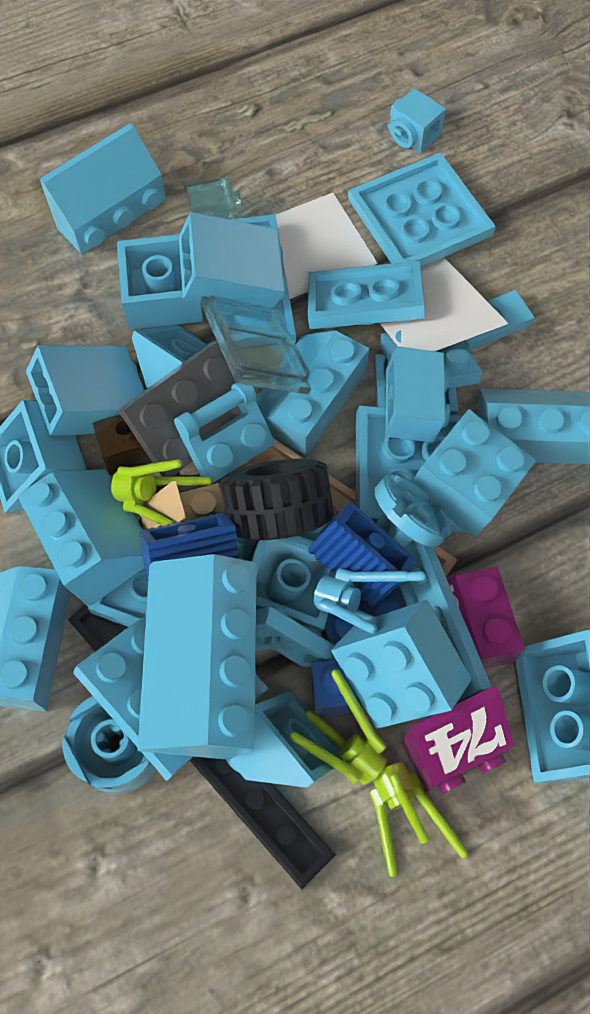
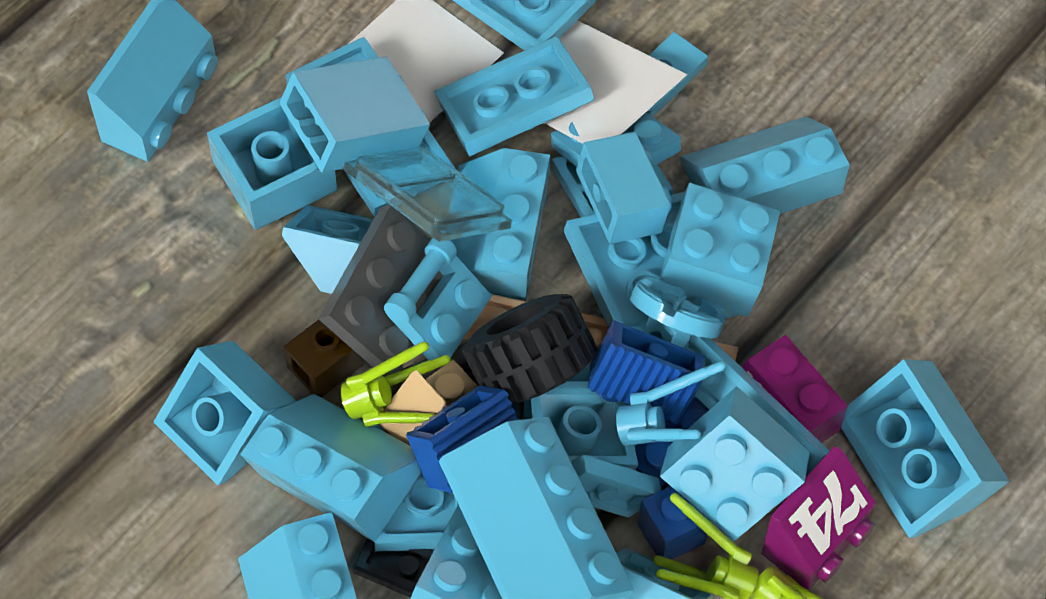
camera: 25 degrees left, 5 degrees down
(81, 385) = (252, 310): medium azure brick -> none
(215, 198) = (284, 48): clear light blue brick -> none

